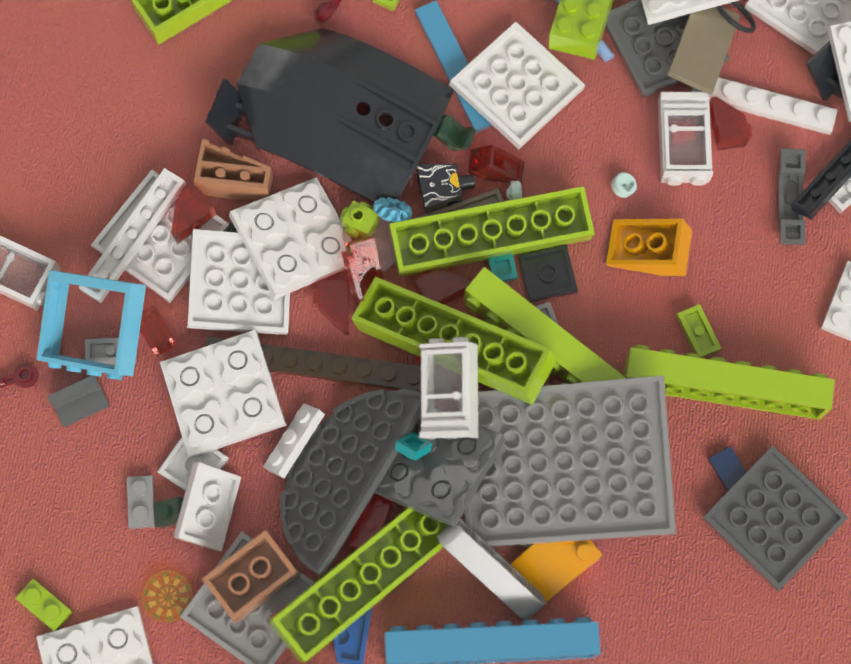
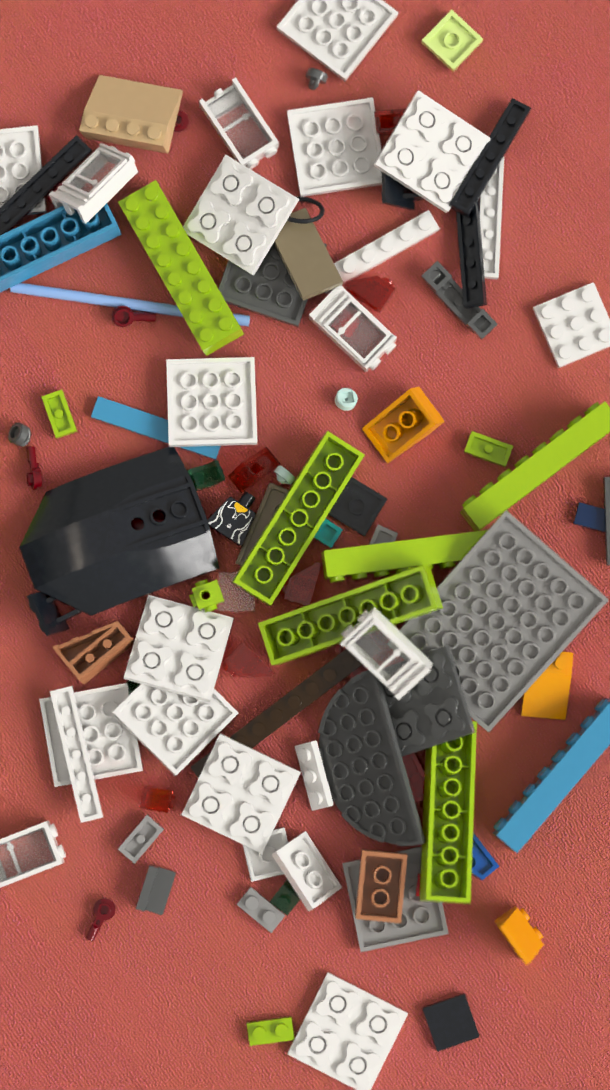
camera: 50 degrees left, 10 degrees up
(54, 316) = (88, 861): medium azure window -> none
(166, 596) = (338, 947): clear yellow tile -> none
(190, 213) = (97, 702): clear red slope -> none
(363, 263) = (241, 624): clear red bracket -> none
(392, 210) = (230, 569): medium azure gear -> none
(413, 446) = (398, 709): teal plate -> none
(492, 569) = (518, 730): beam -> none

